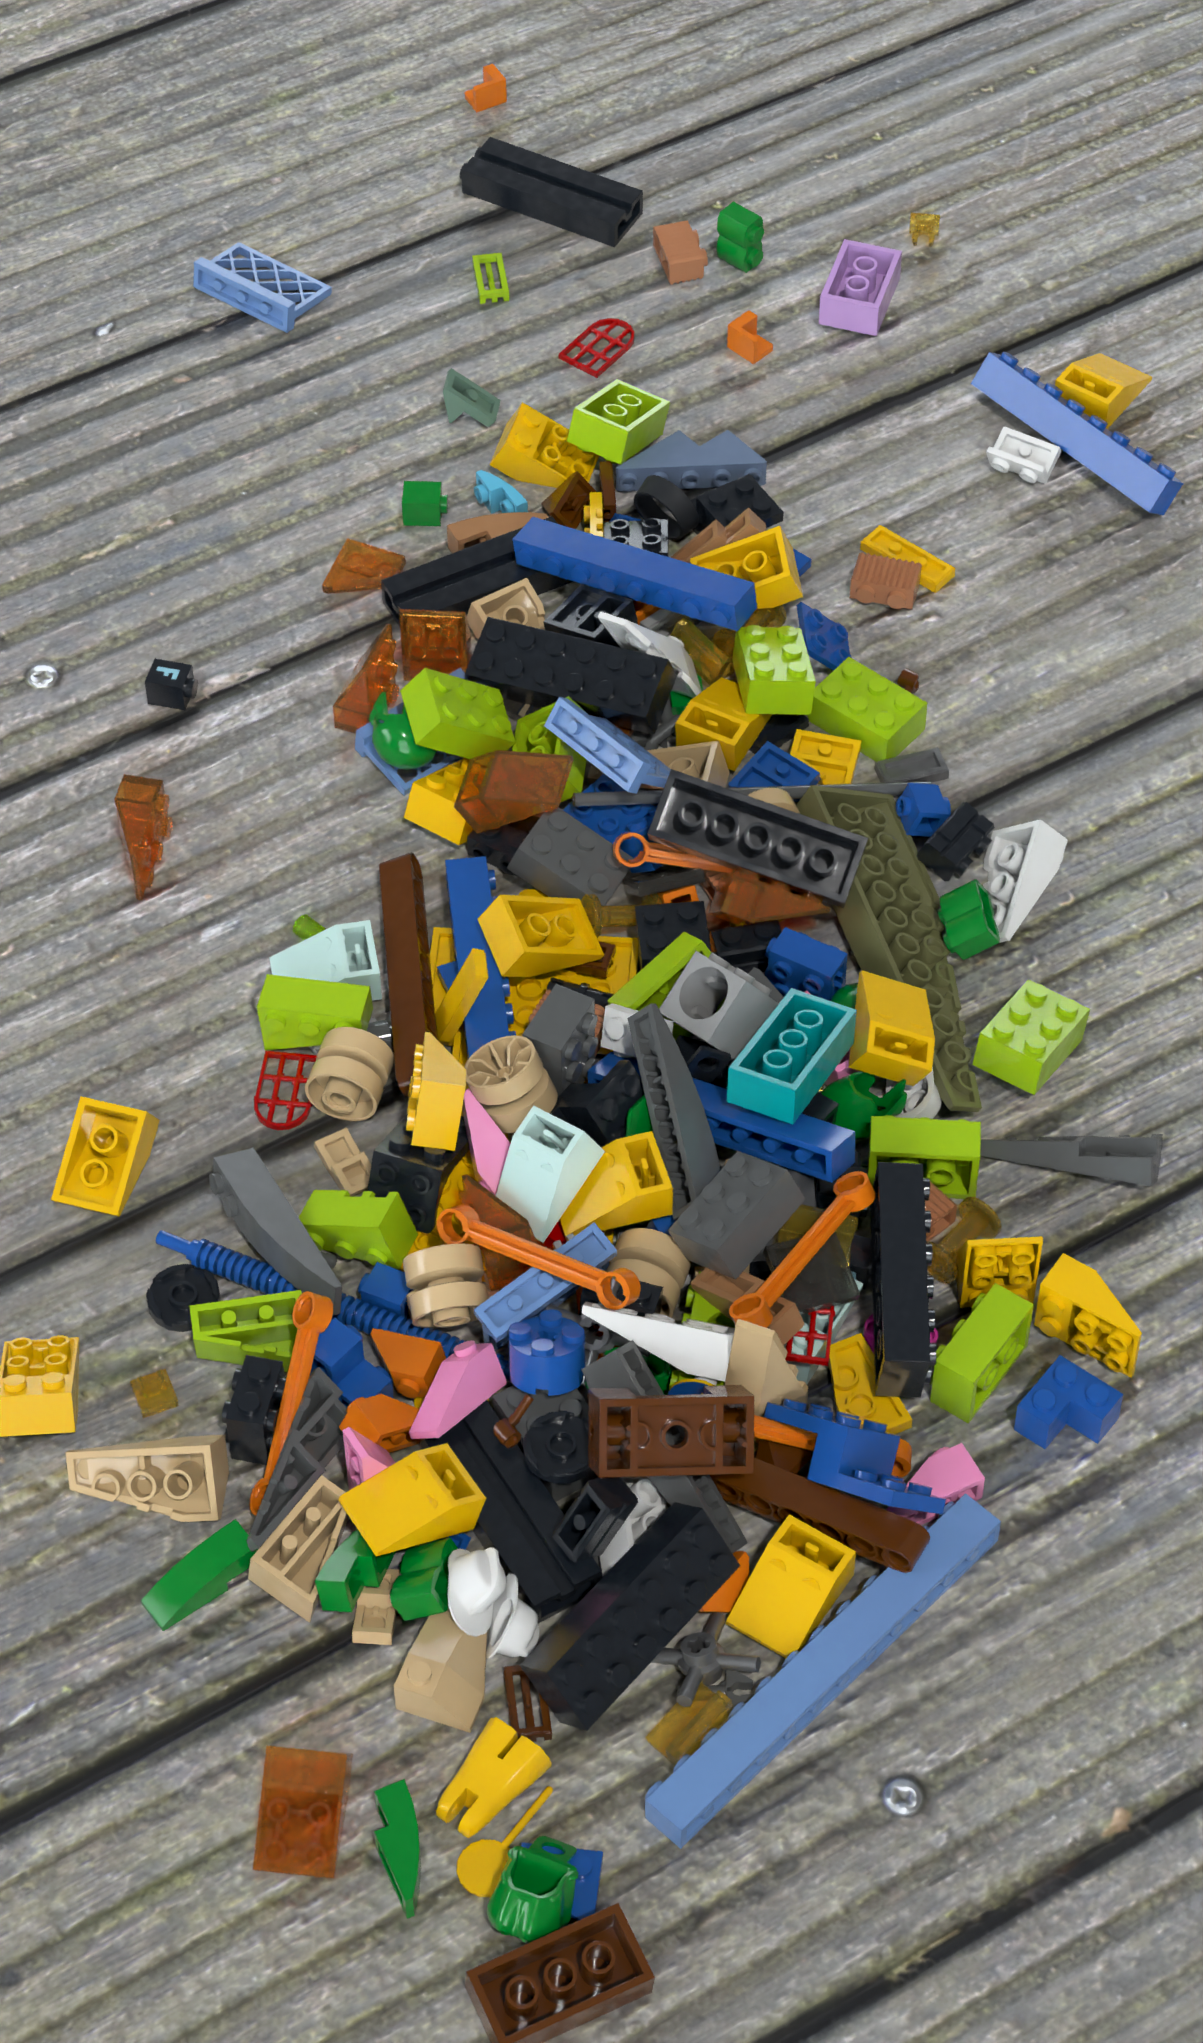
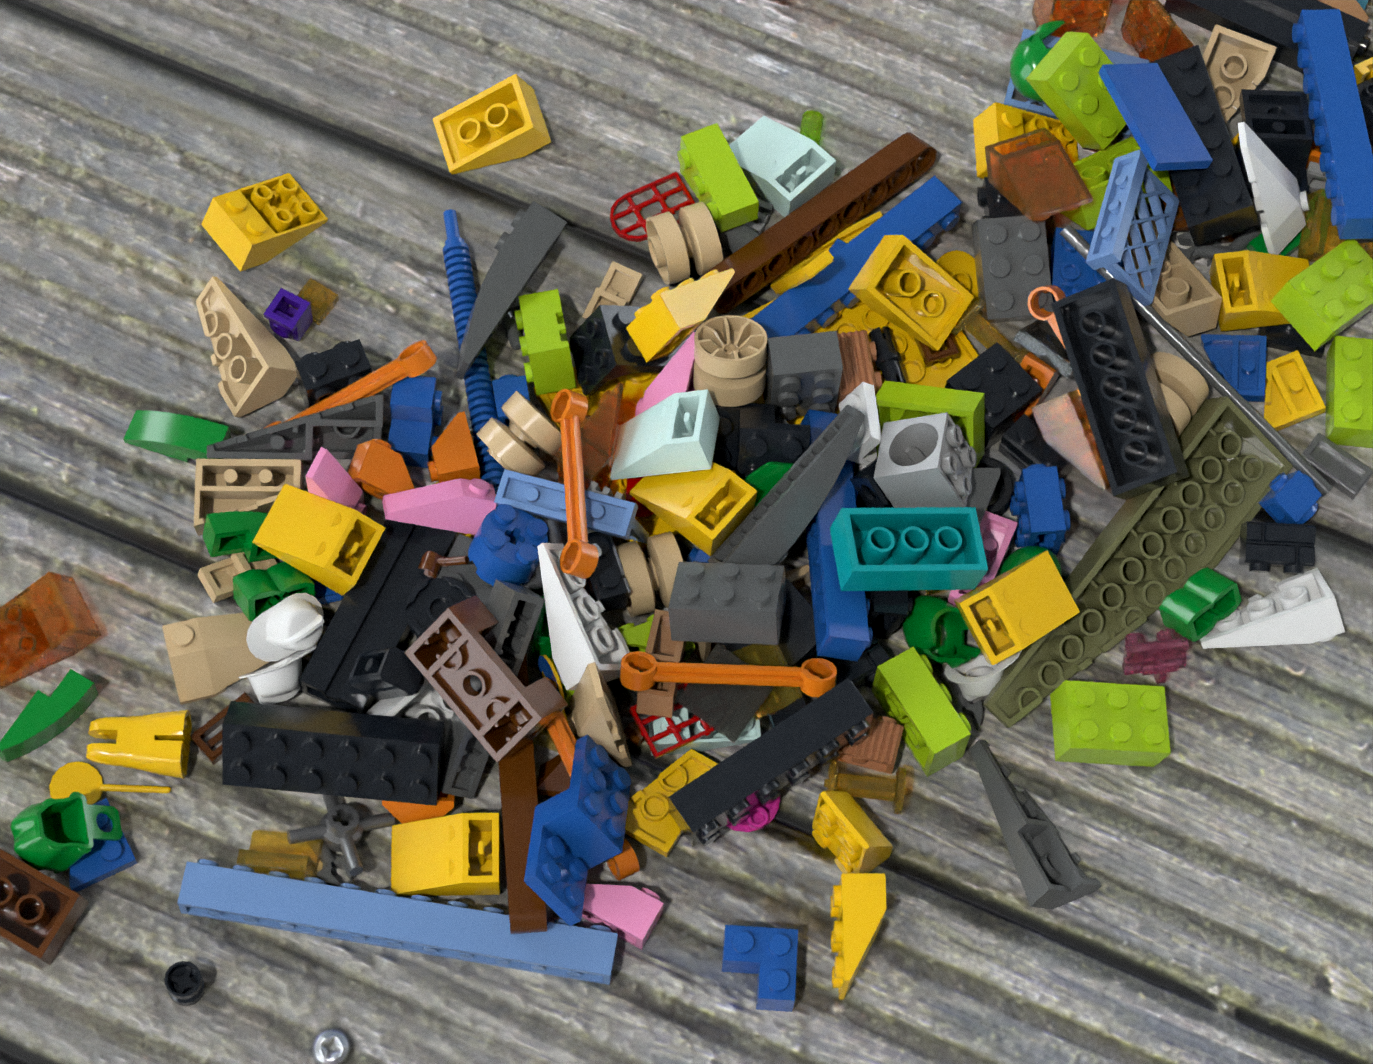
camera: 50 degrees right, 15 degrees up
(161, 1421) = (285, 319): none -> dark purple brick
(175, 1291) = (411, 265): black tile -> none
(244, 1327) = (403, 322): lime wedge -> none
(533, 674) = (1155, 116): none -> blue tile
(763, 1868) = (181, 977): none -> black wheel
(980, 1352) = (760, 867): lime brick -> none
(992, 977) = (1154, 657): none -> clear pink hips

